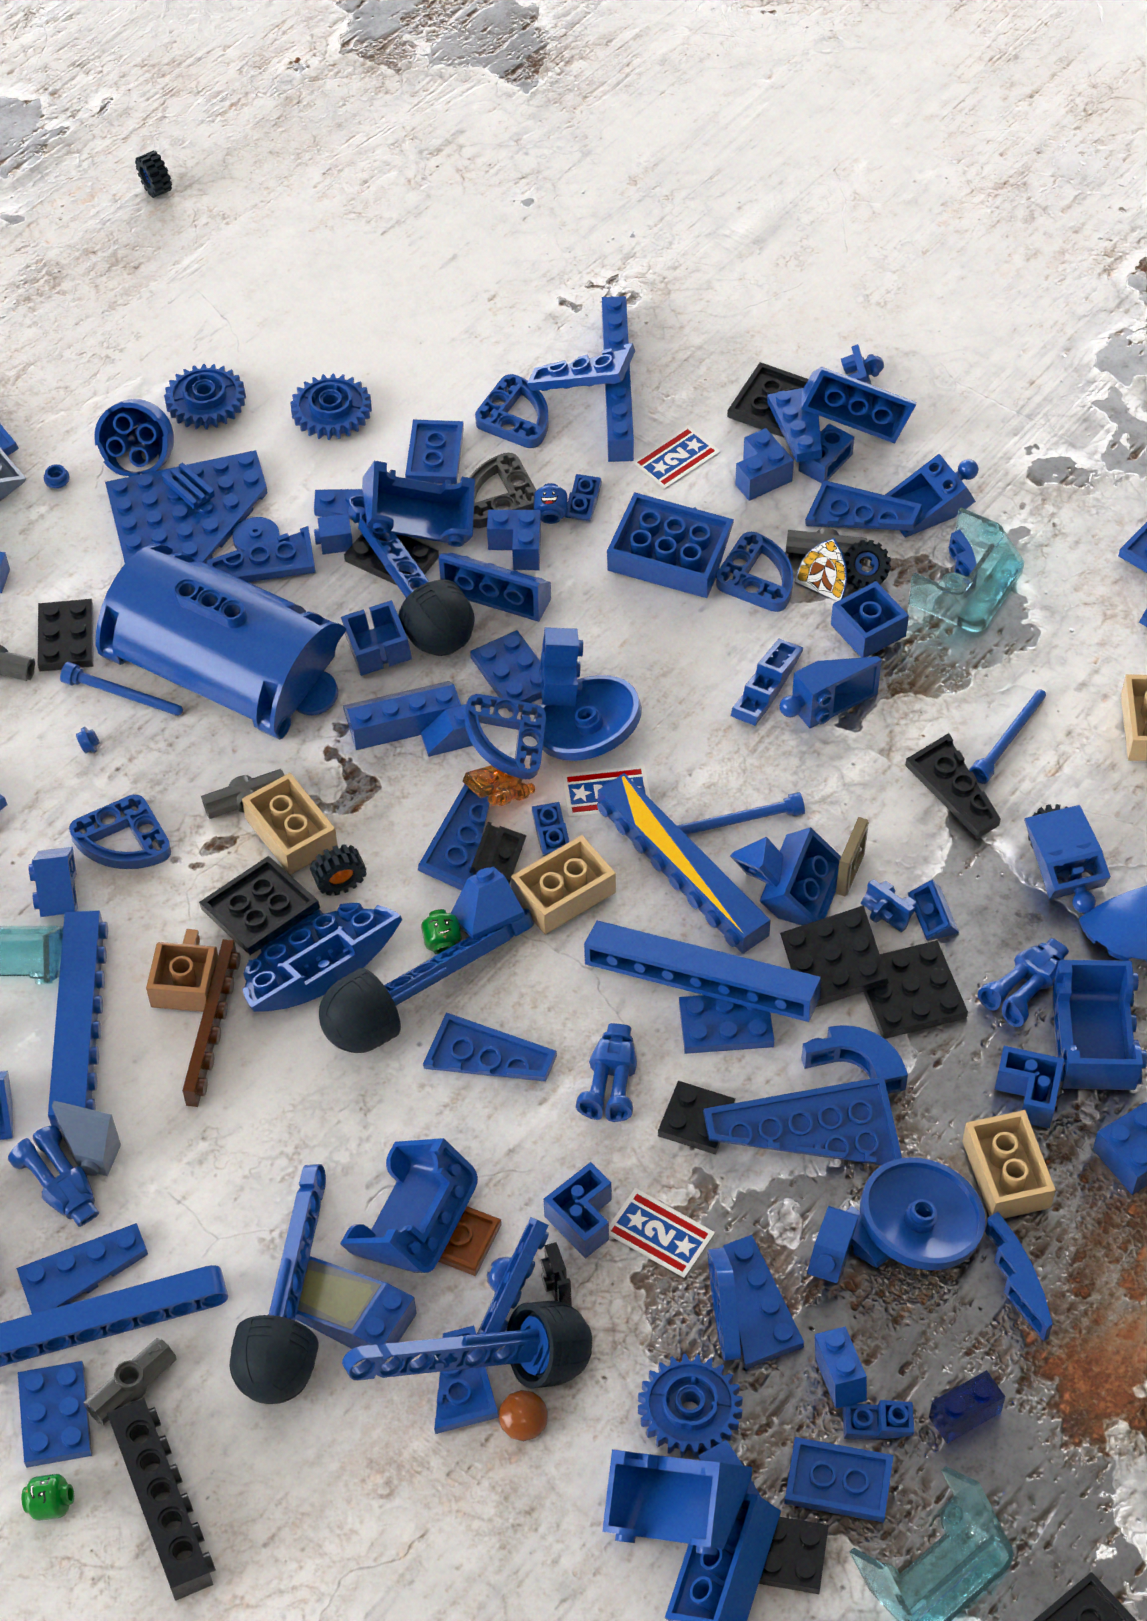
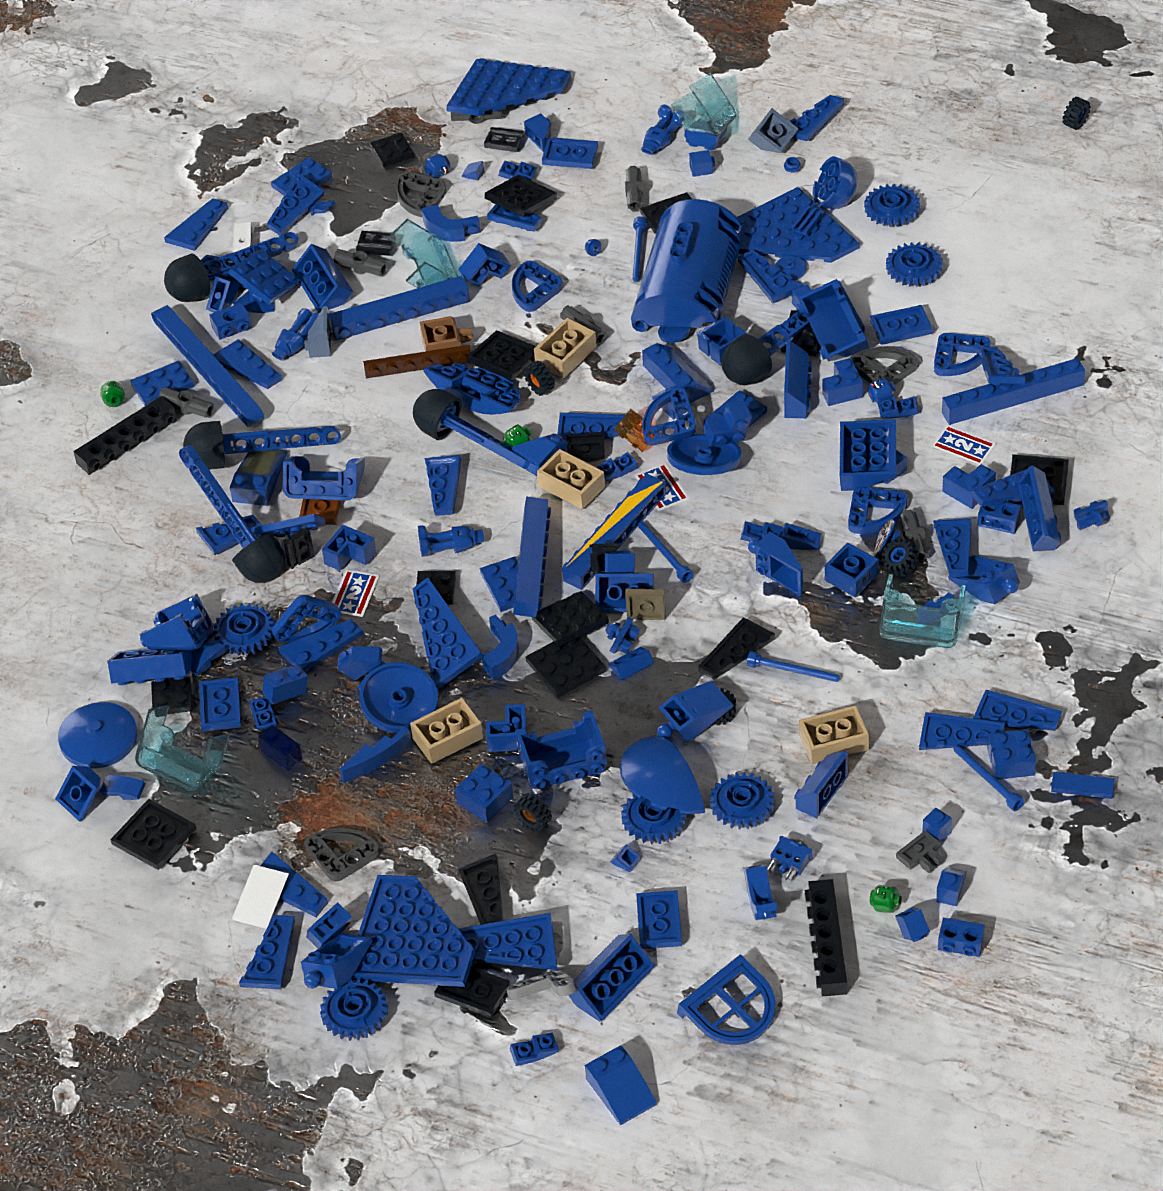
camera: 75 degrees right, 5 degrees down
(523, 1415) = (218, 563): dark orange hair -> none
(746, 881) = (598, 555): none -> black plate
(1037, 967) = (606, 717): blue piece -> none

